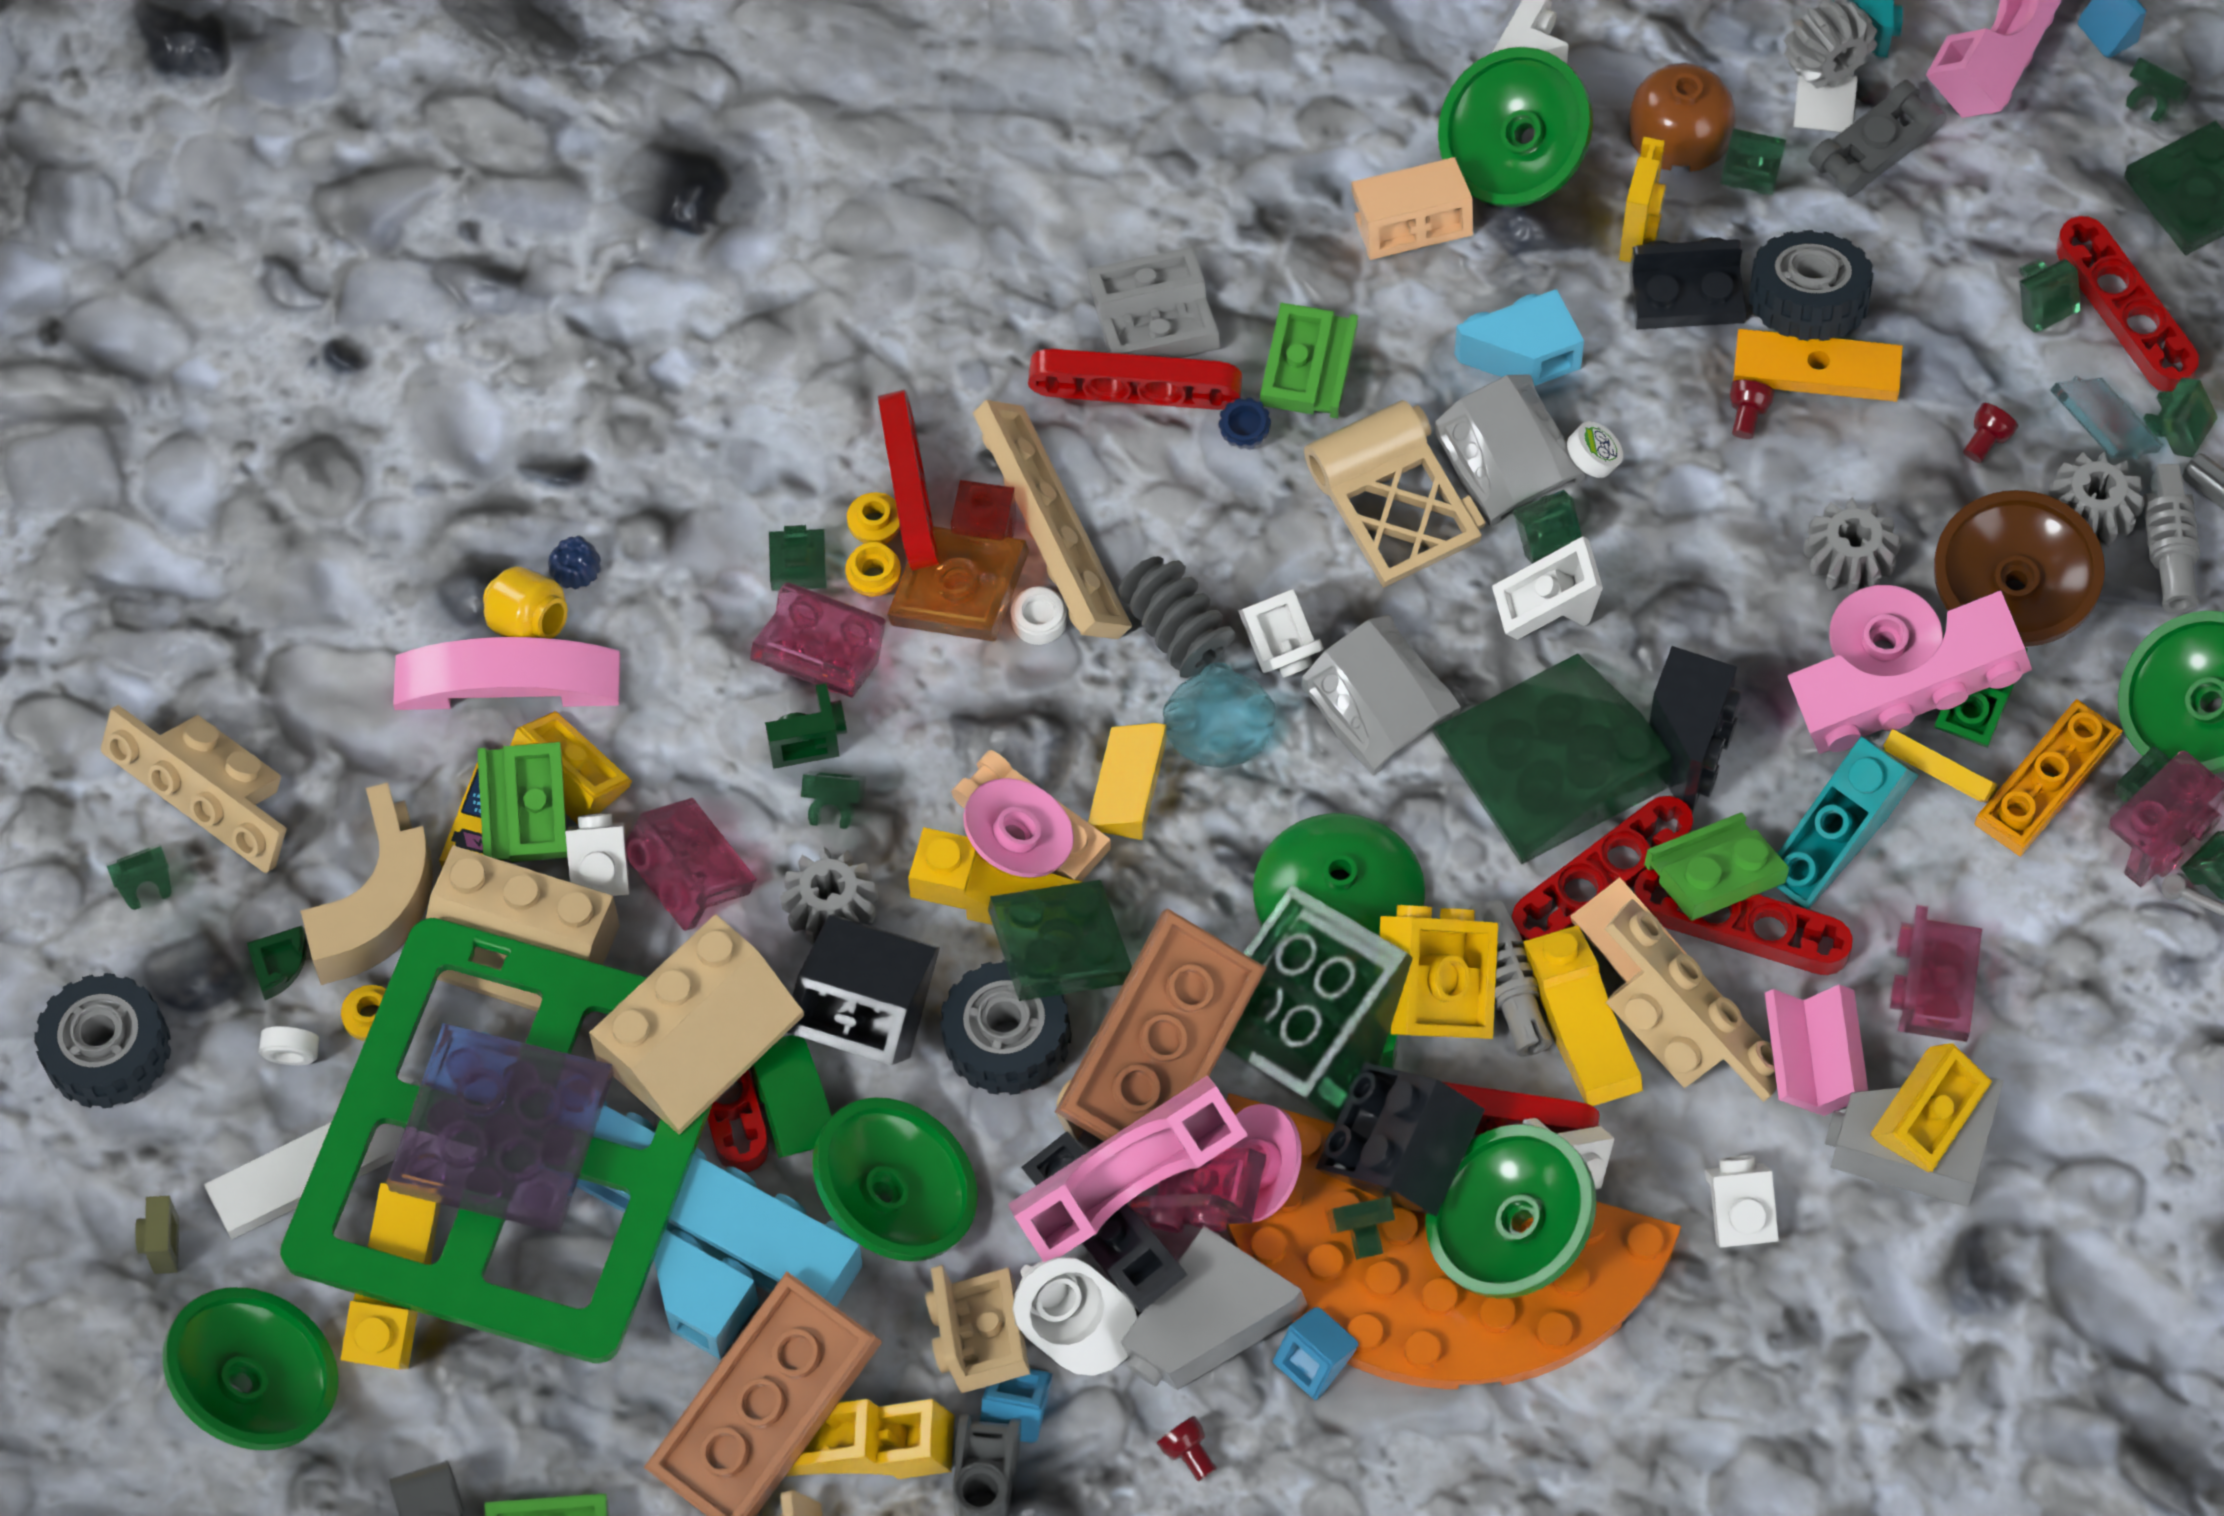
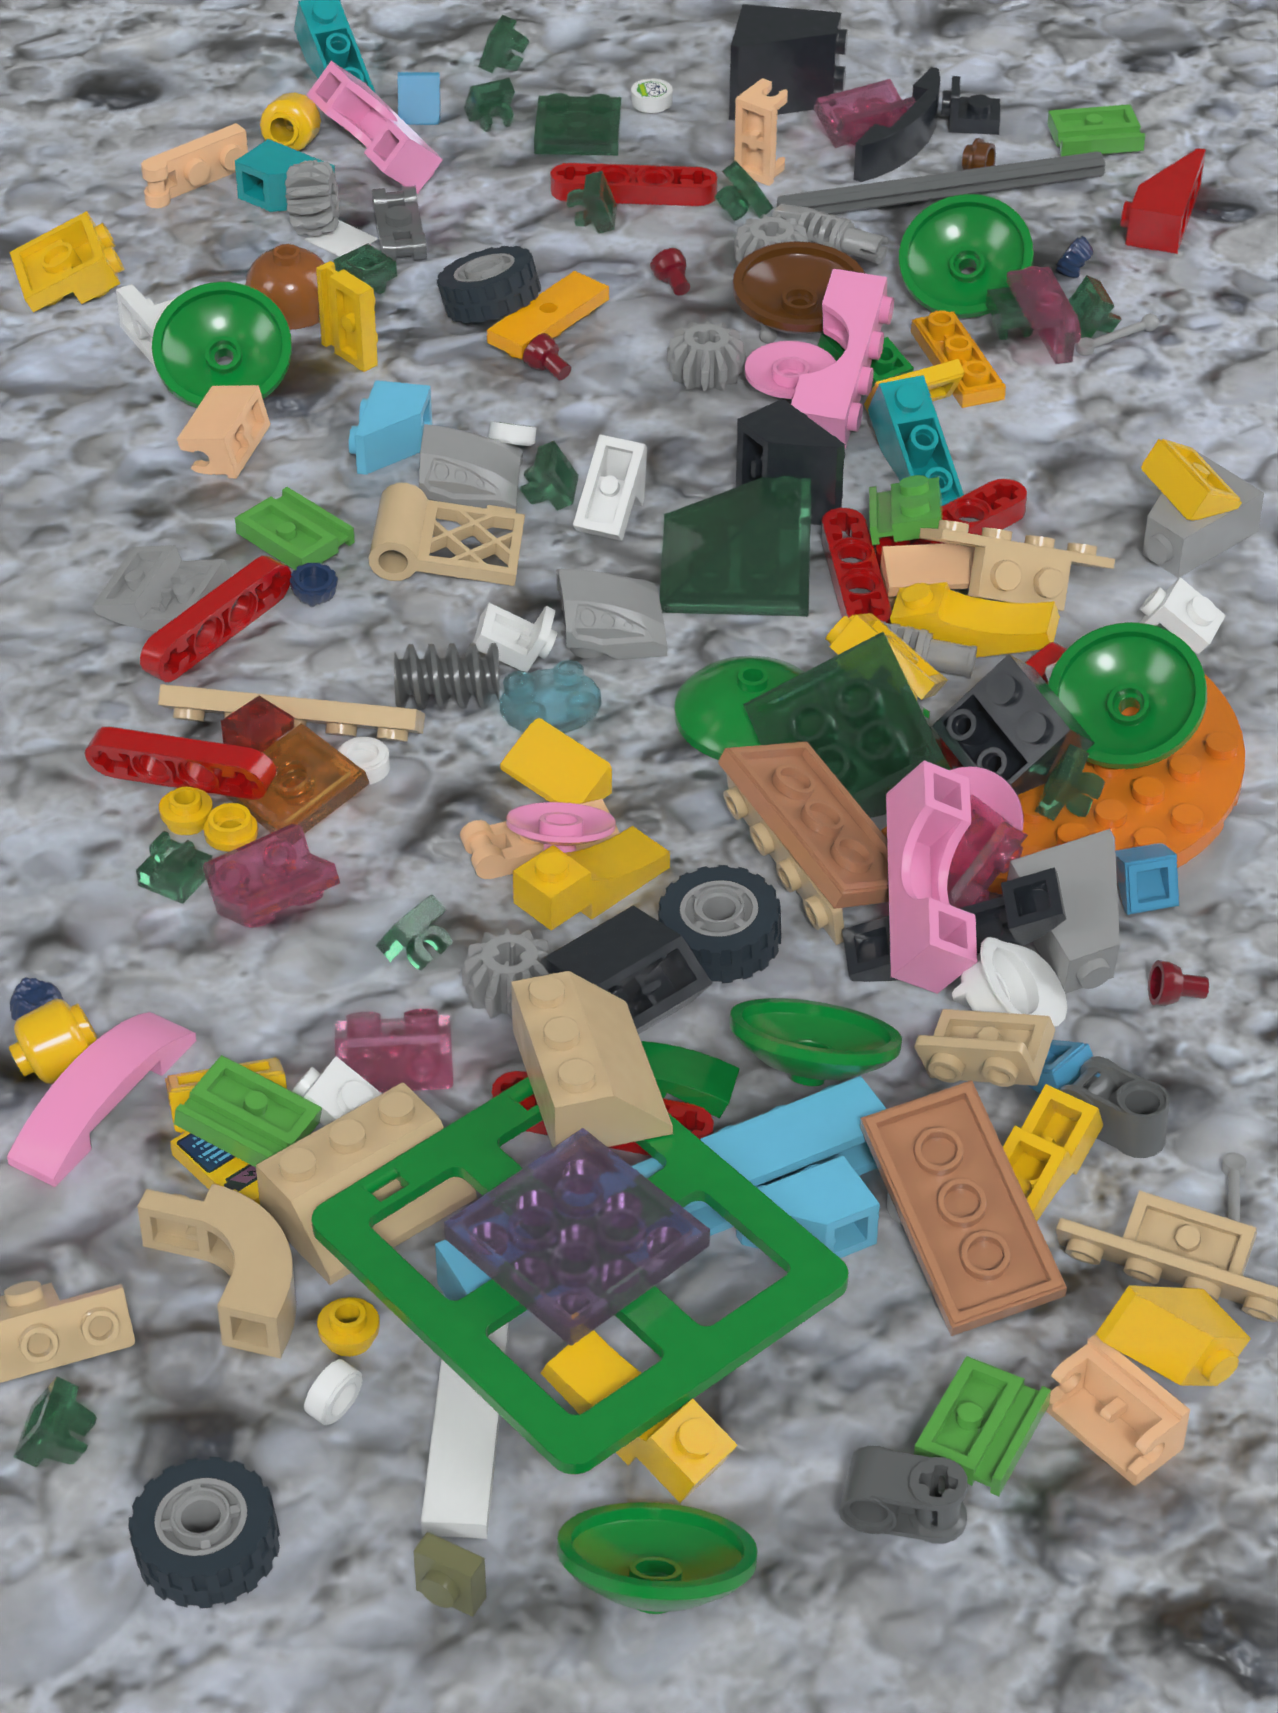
camera: 60 degrees left, 20 degrees down
(278, 960) = (230, 1373): dark green tile -> none
(807, 737) = (345, 921): dark green bracket -> none
(1059, 940) = (679, 846): clear green plate -> none
(1687, 283) = (421, 344): black bracket -> none
(1816, 1048) = (1093, 522): bright pink panel -> none
(1938, 977) = (1075, 458): clear pink bracket -> none
(2106, 417) = (715, 216): clear light blue piece -> none

